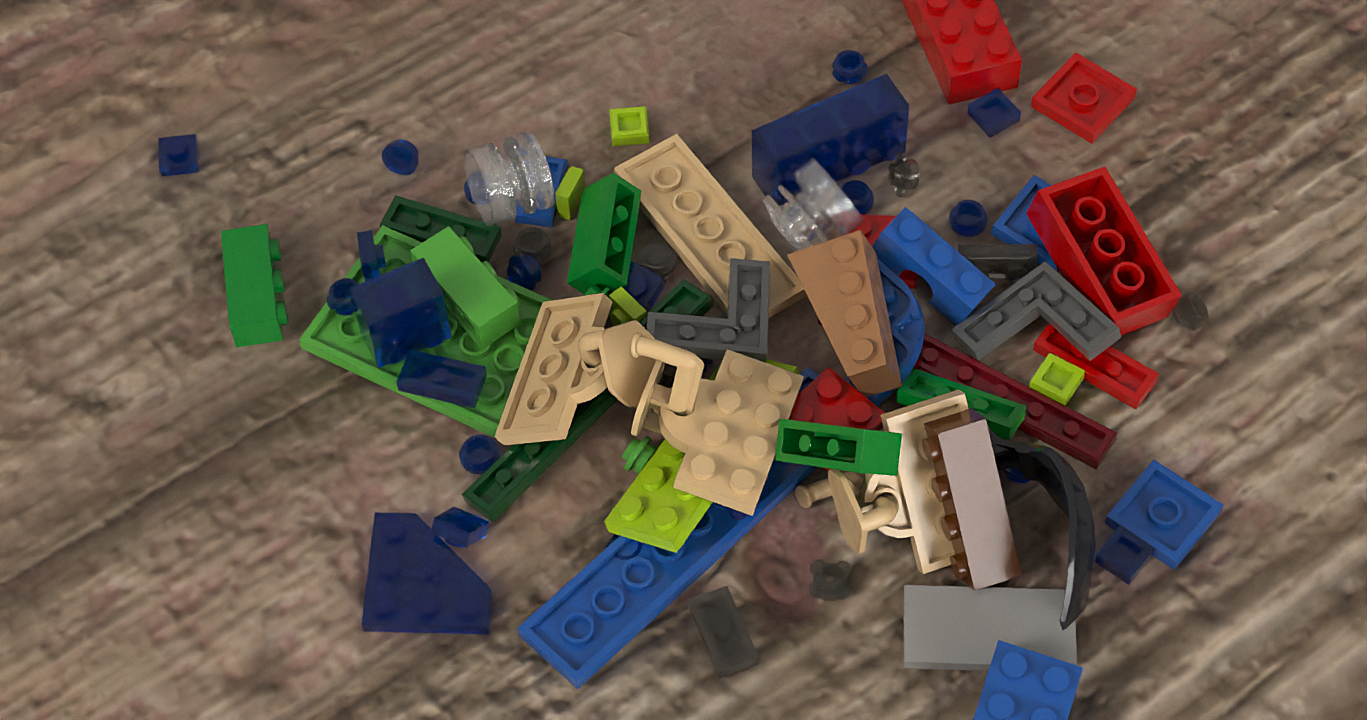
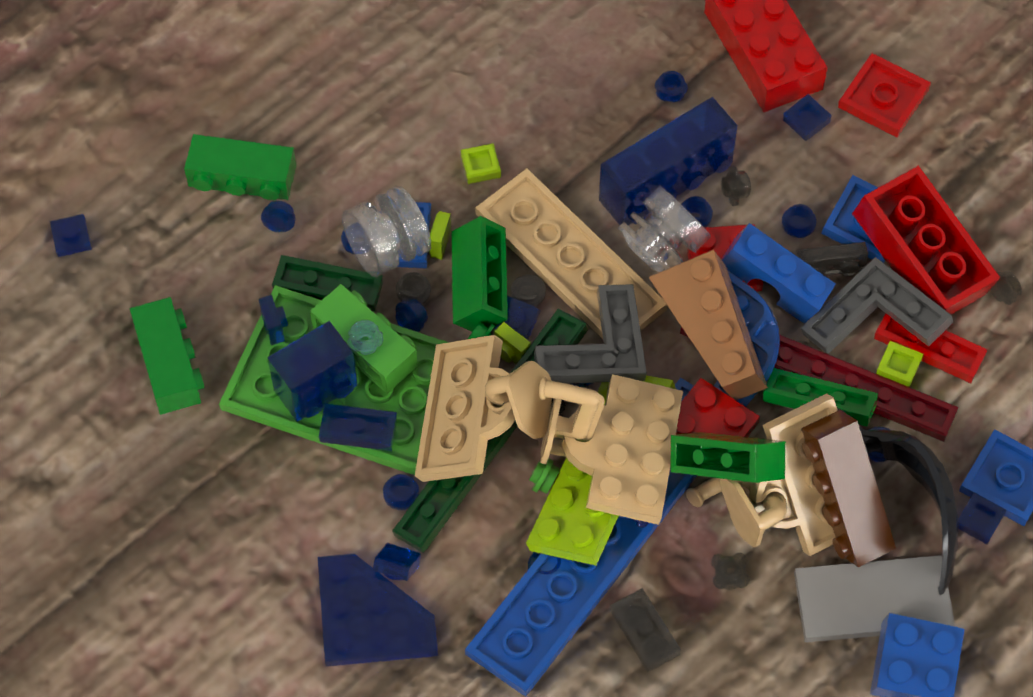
camera: 10 degrees left, 5 degrees up
(338, 291) = (251, 352): clear blue plate -> none
(370, 103) = (240, 167): none -> green brick
(459, 274) = (361, 329): none -> clear light blue plate

